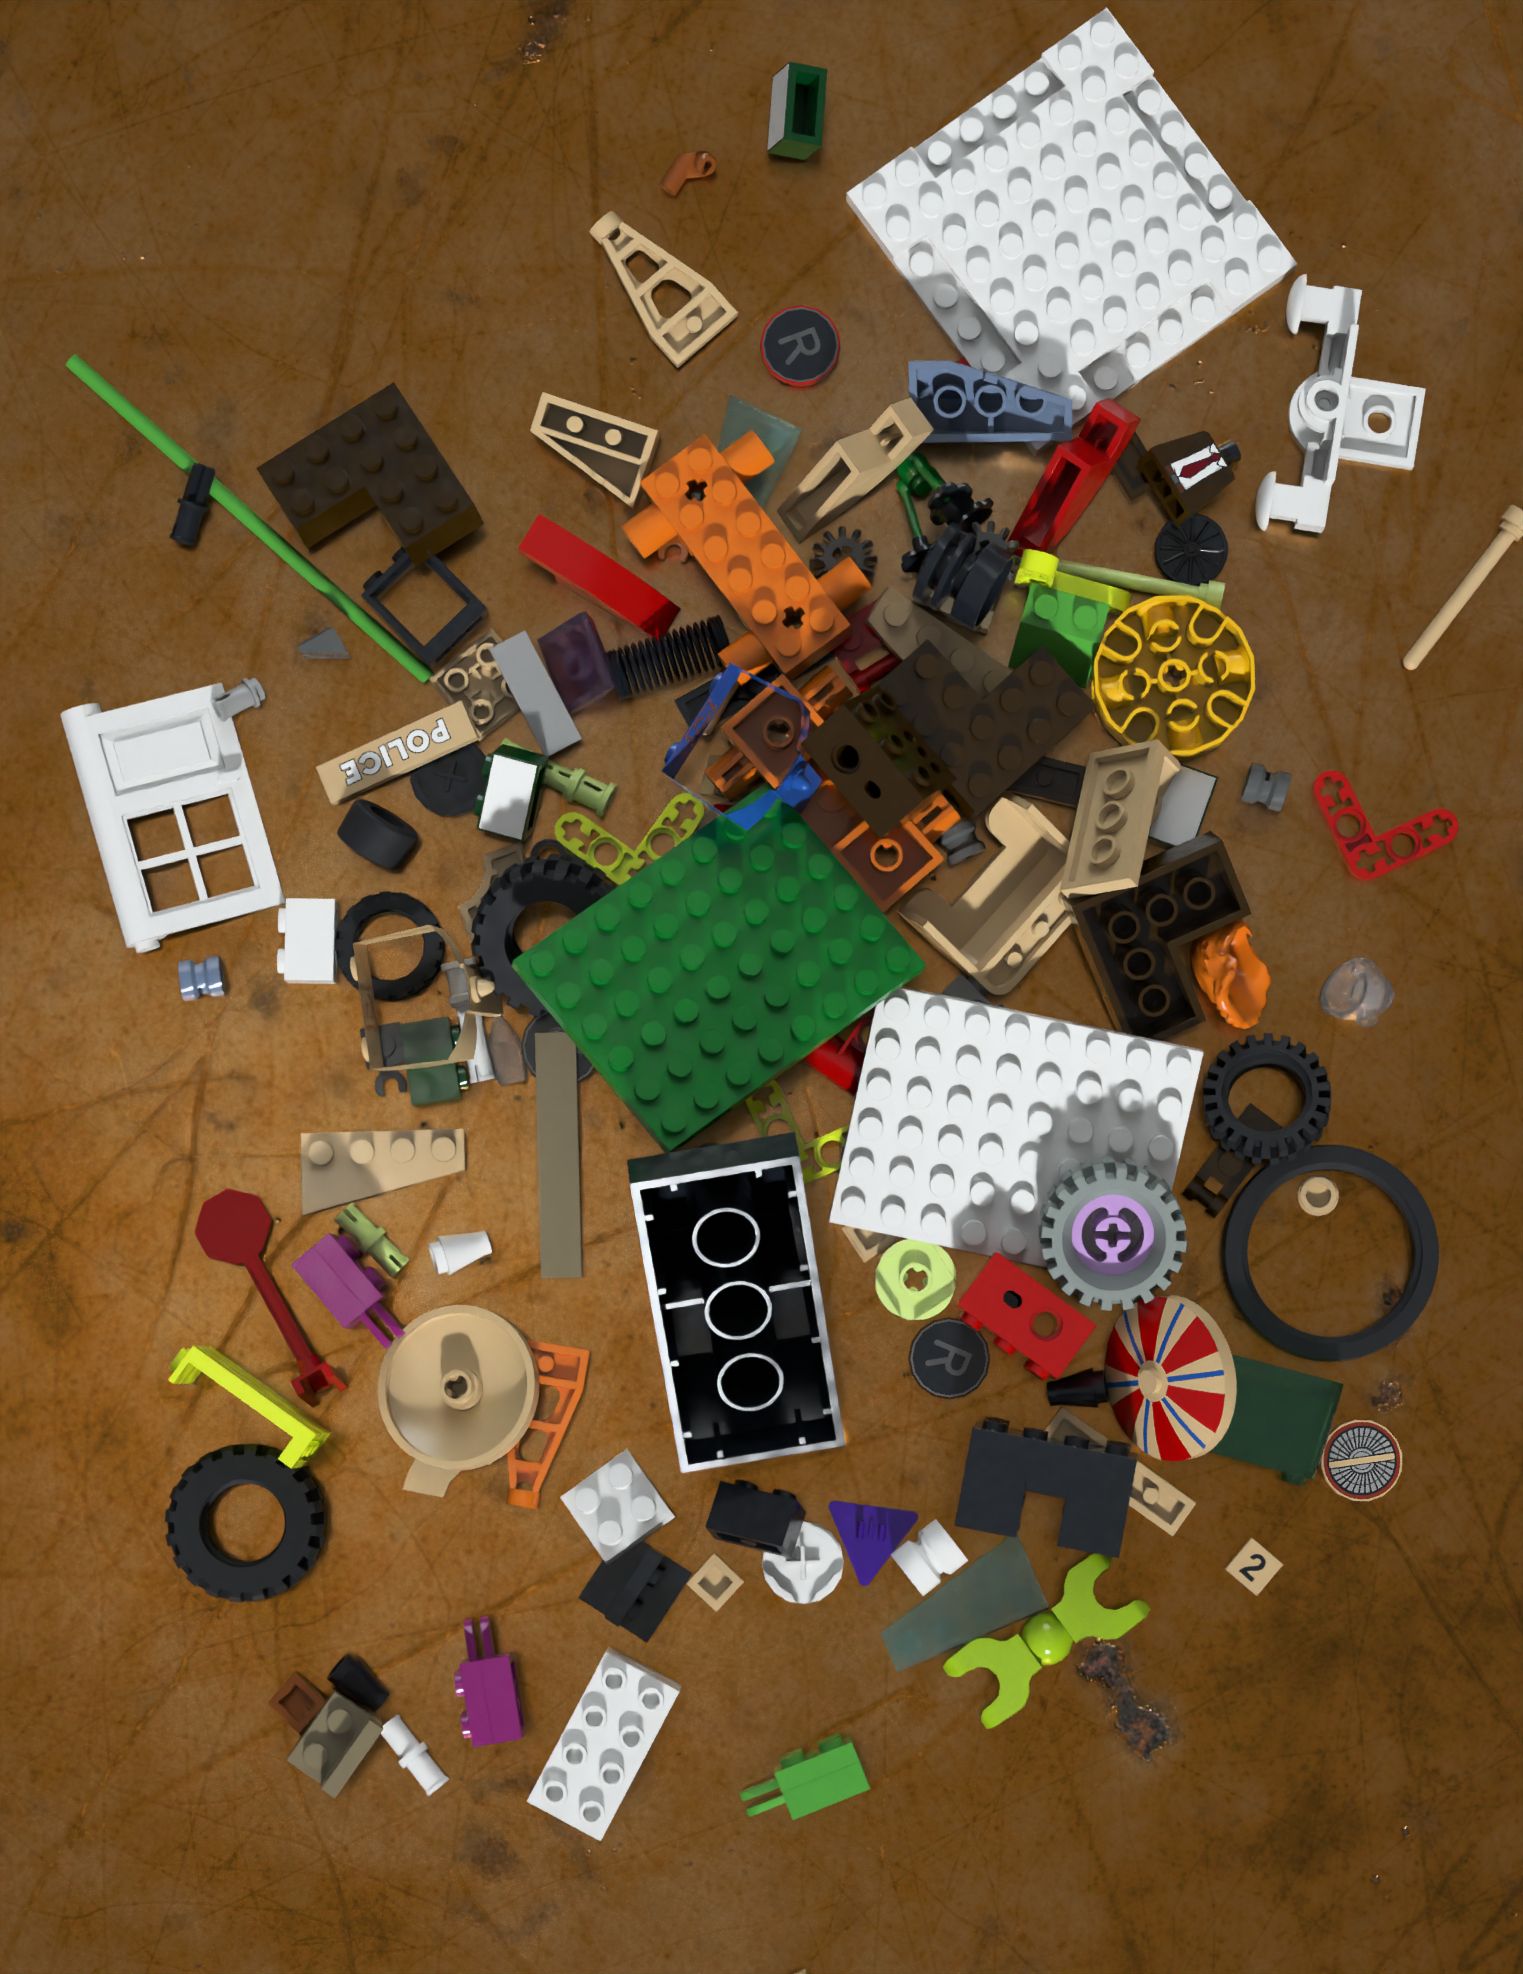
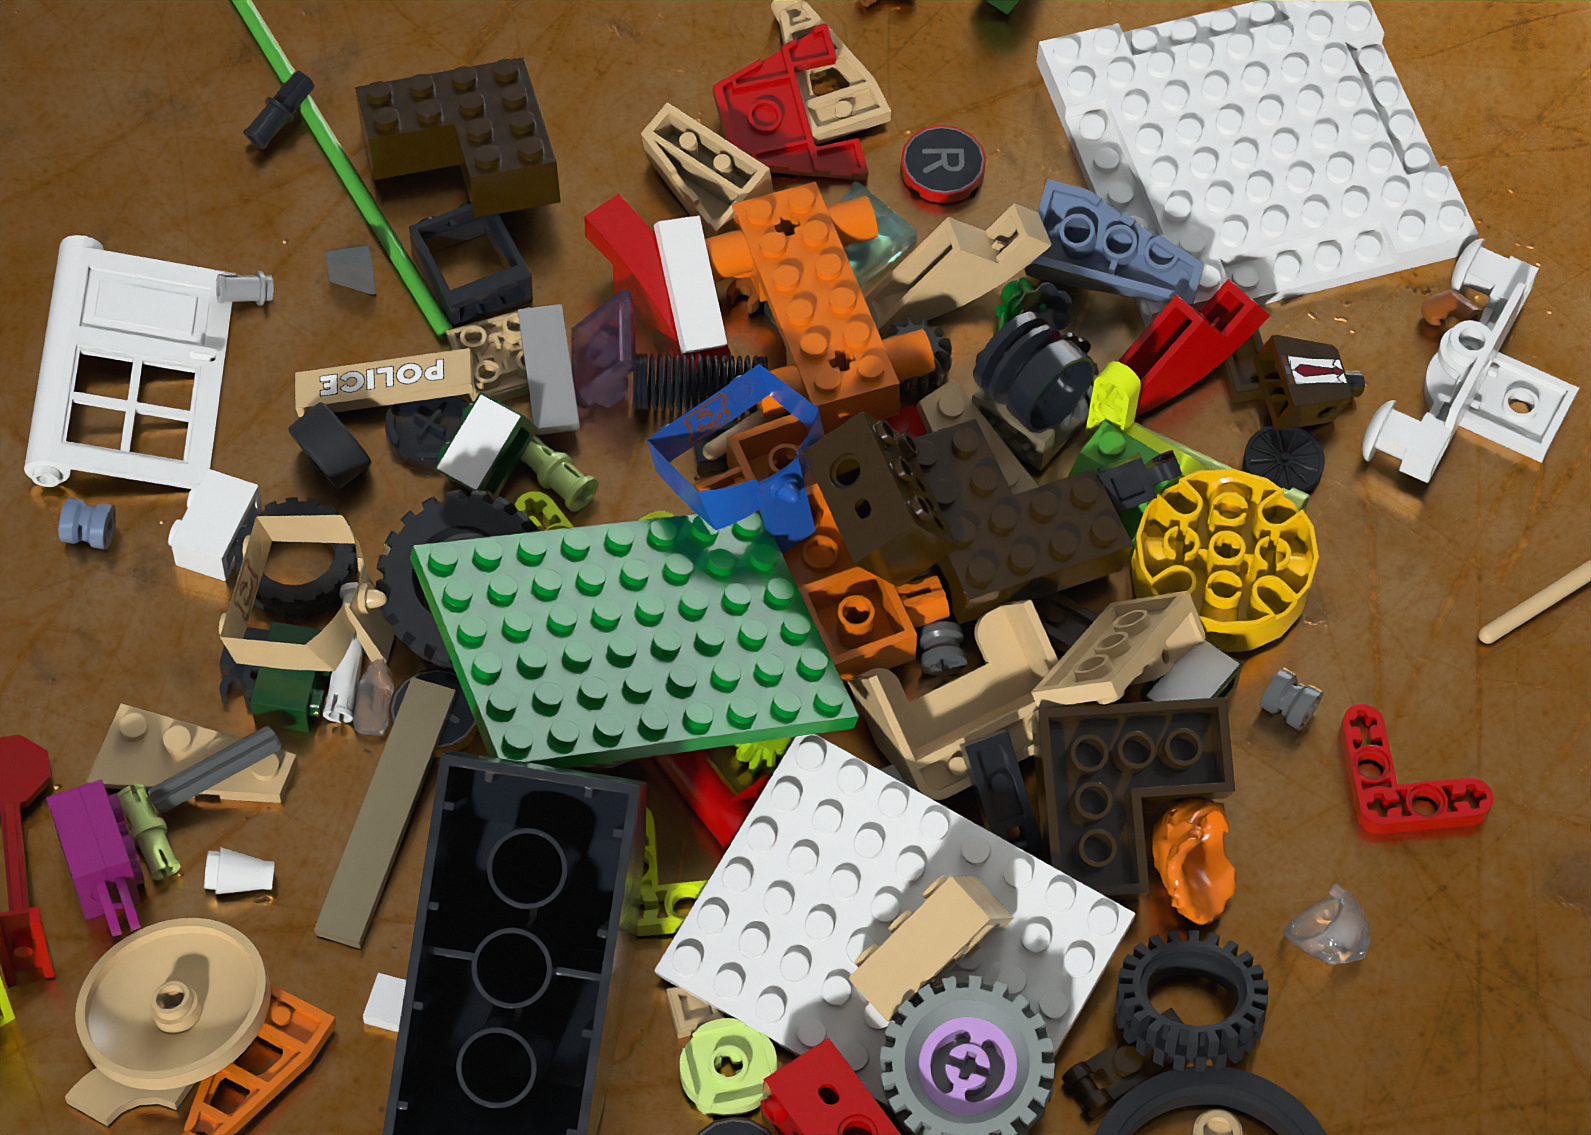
camera: 15 degrees right, 25 degrees down
(406, 1172) = (214, 769): none -> dark grey axle
(629, 1316) = (385, 1002): none -> white tile
(630, 359) = (768, 120): none -> red wing
(631, 576) = (690, 284): none -> white tile
(1051, 1143) = (927, 942): none -> tan wedge
(1057, 972) = (1001, 789): none -> black plate
(1079, 642) = (1131, 481): none -> black plate
(1294, 345) = (1449, 303): none -> dark orange arm

